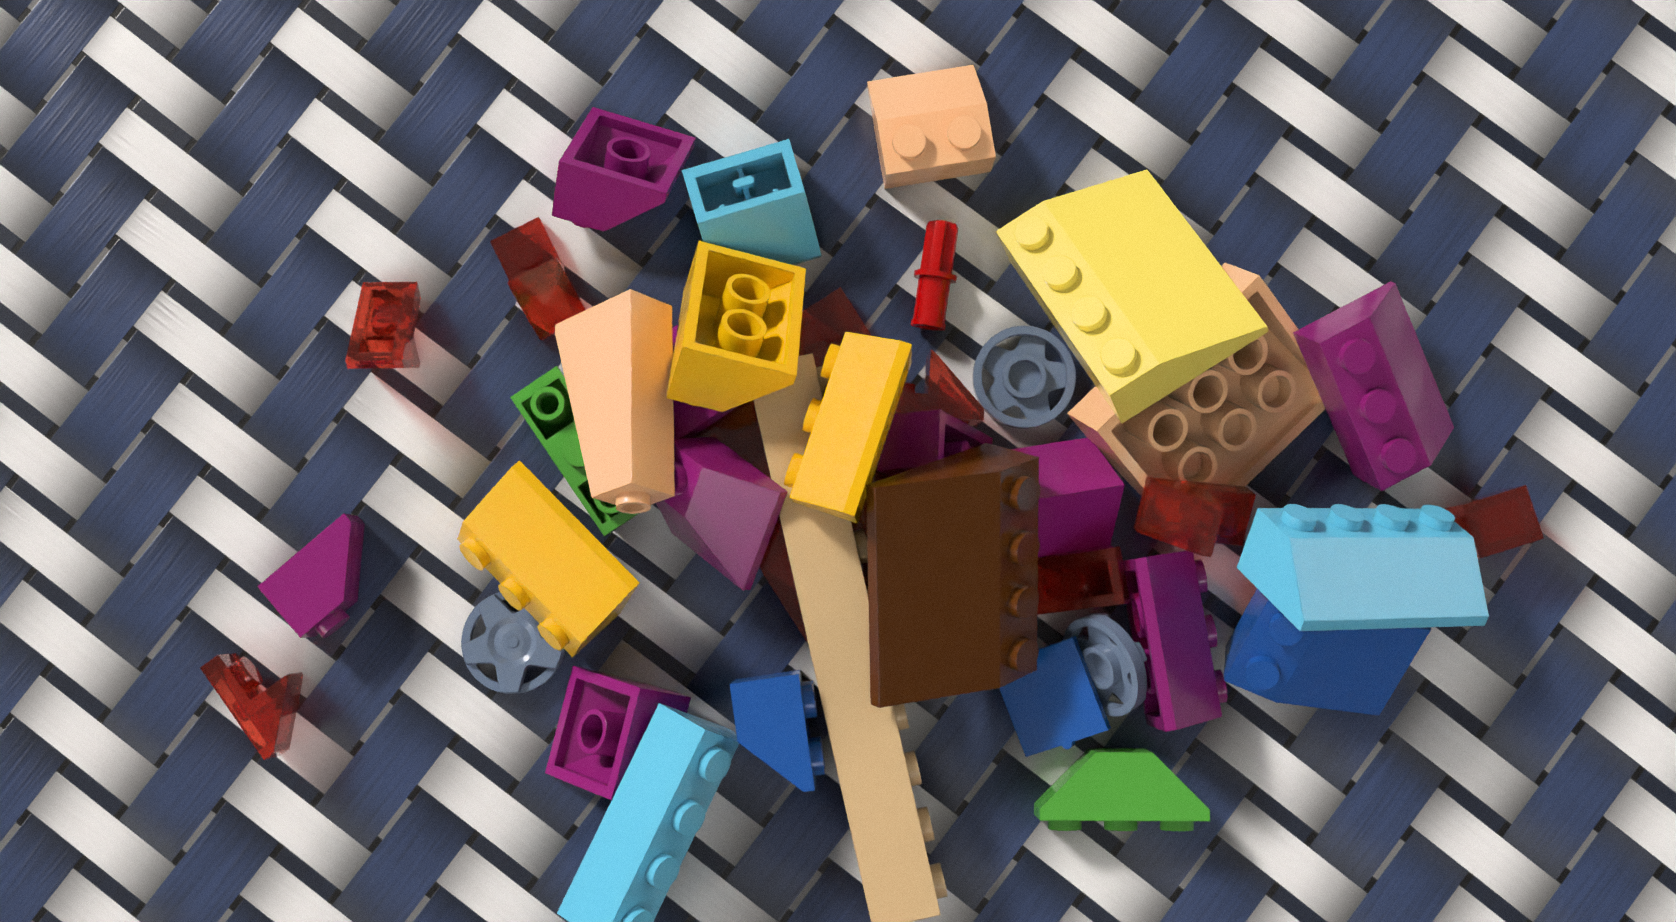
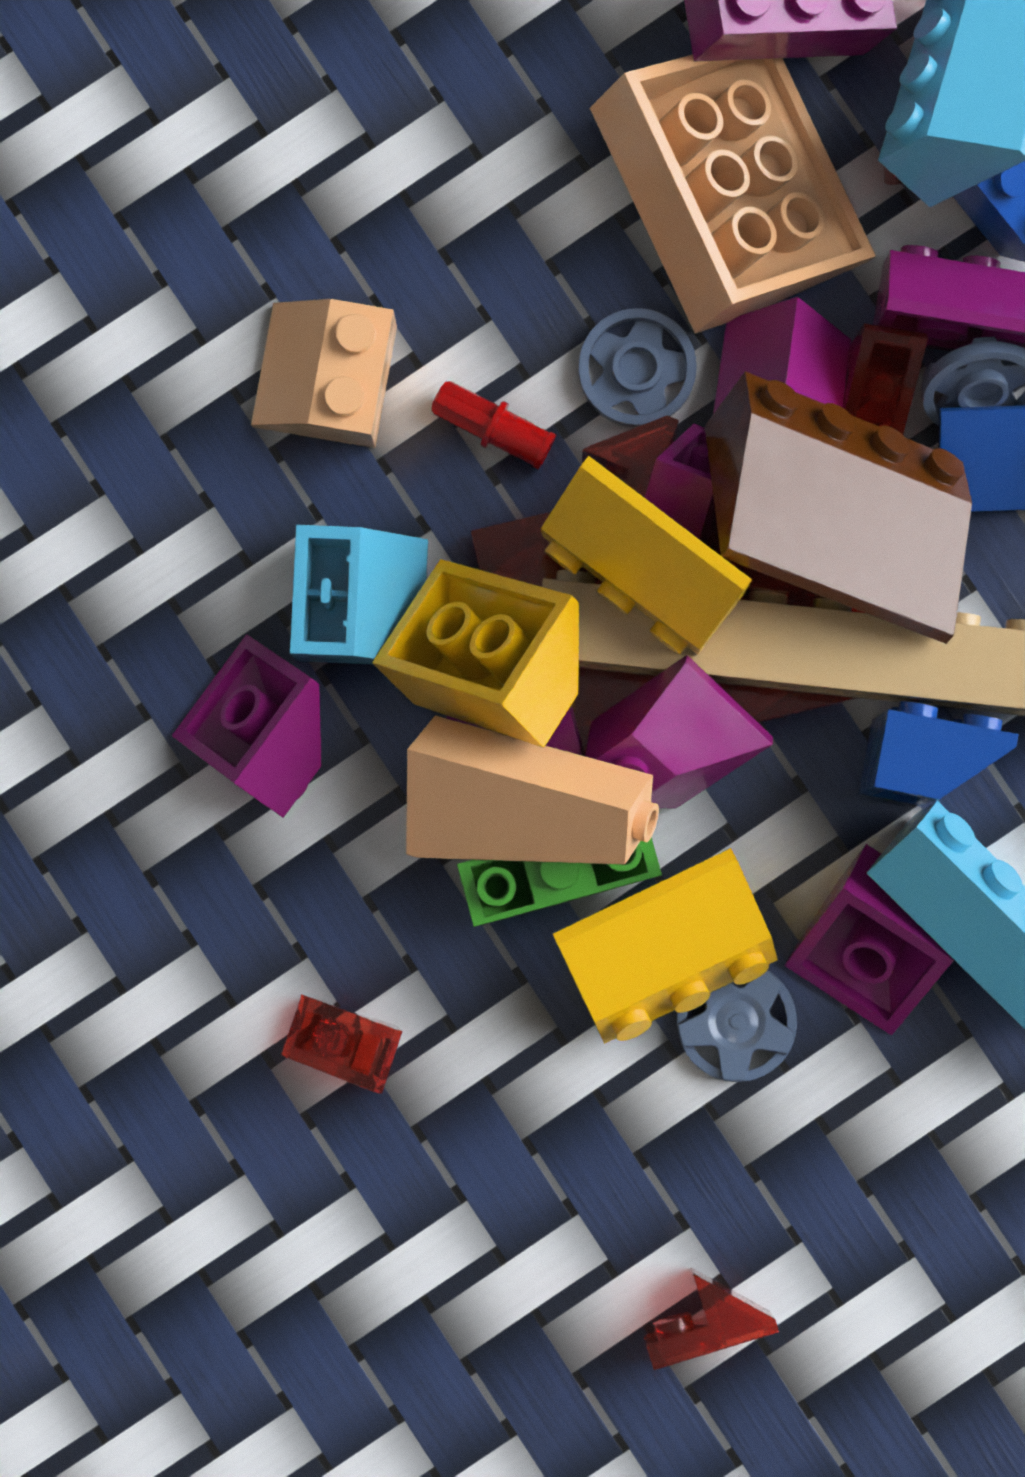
camera: 65 degrees left, 0 degrees up
(320, 580) = (600, 1211): magenta slope -> none
(537, 277) = (344, 858): clear red slope -> none
(1130, 289) = (588, 216): light yellow slope -> none
(1194, 513) = (851, 235): clear red slope -> none

